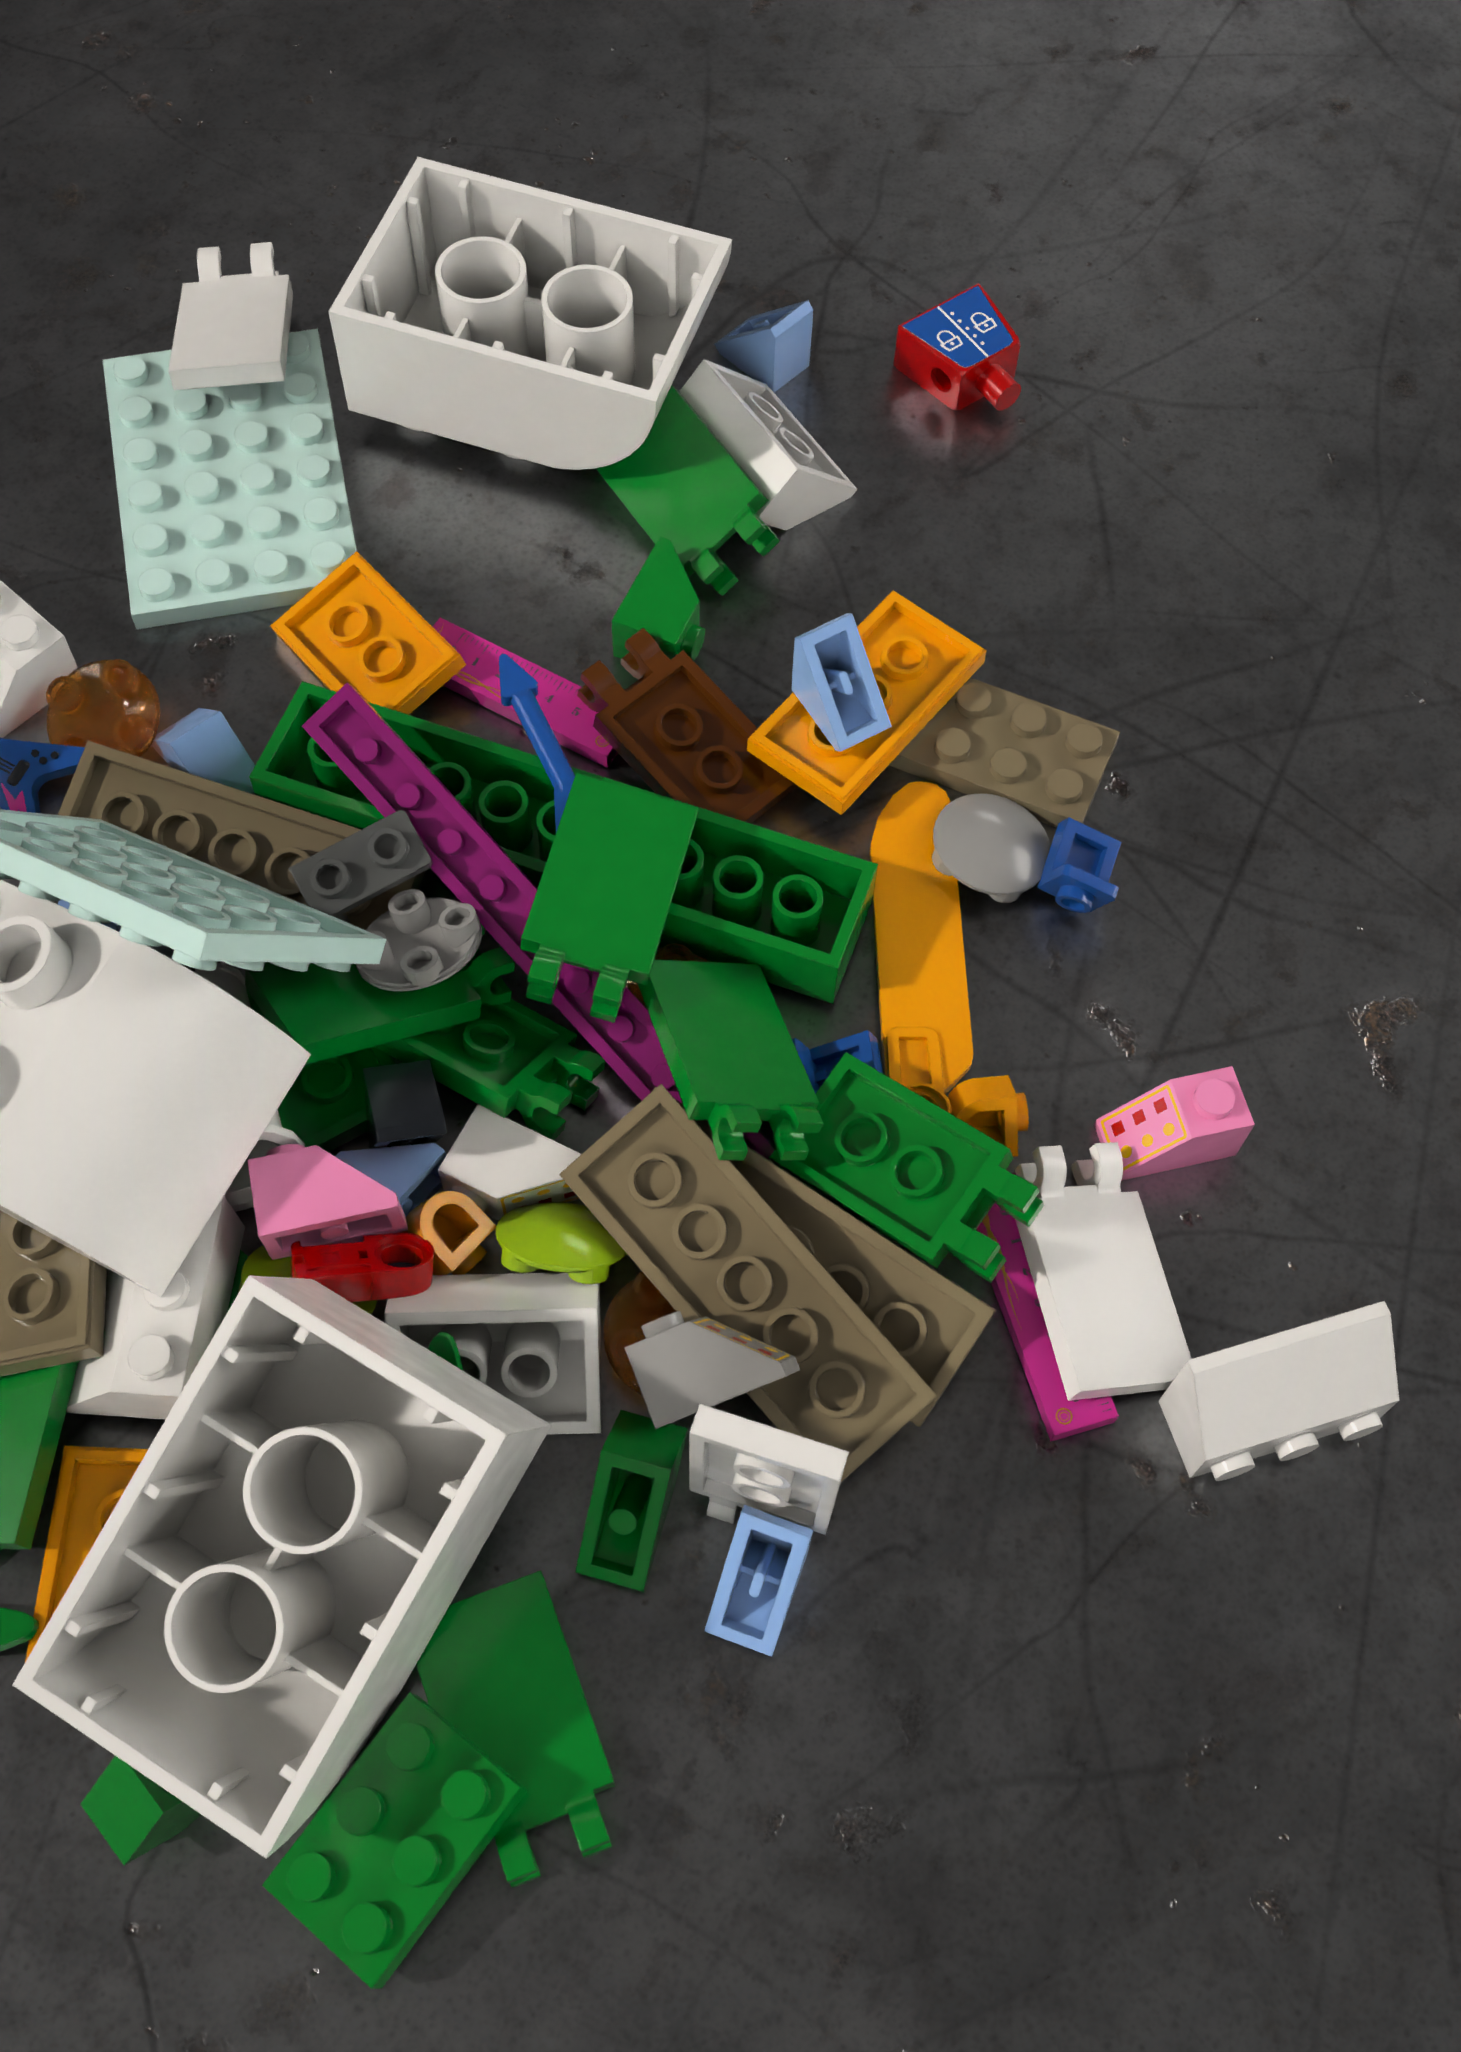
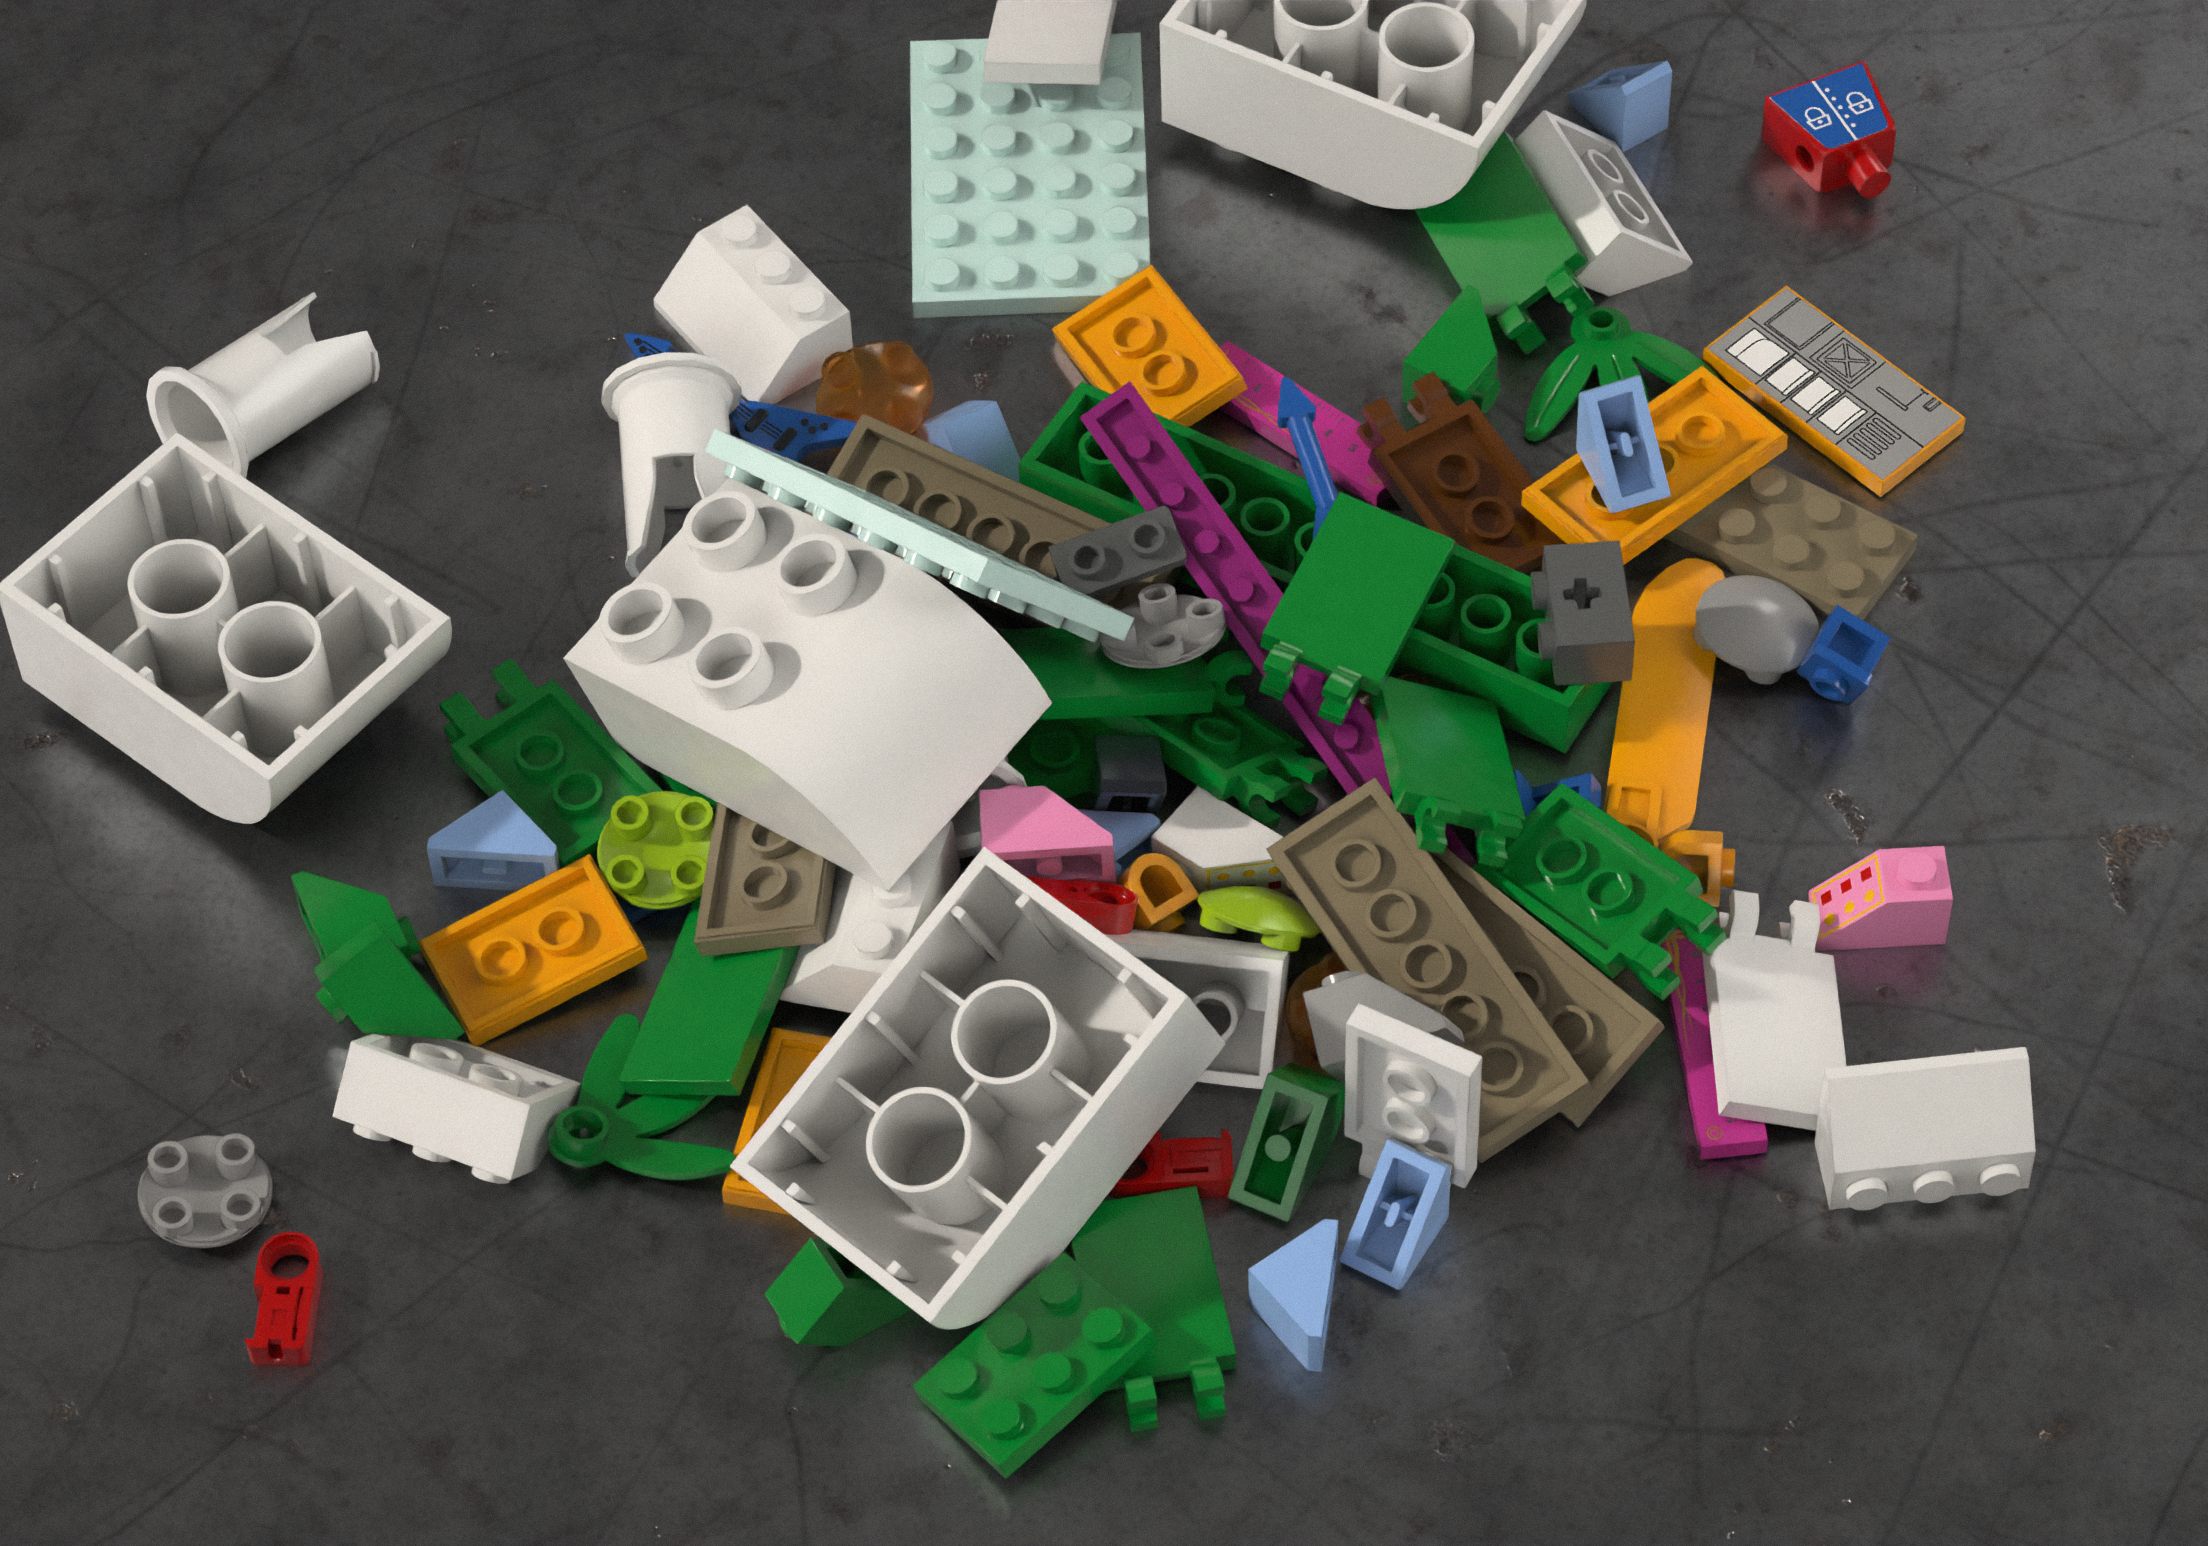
camera: 15 degrees right, 10 degrees down
(525, 1544) = (1183, 1164): none -> red piece
(668, 1690) = (1295, 1291): none -> light blue slope
(798, 580) = (1609, 345): none -> green plant
(840, 868) = (1585, 613): none -> dark grey brick
(1010, 598) = (1833, 391): none -> tile

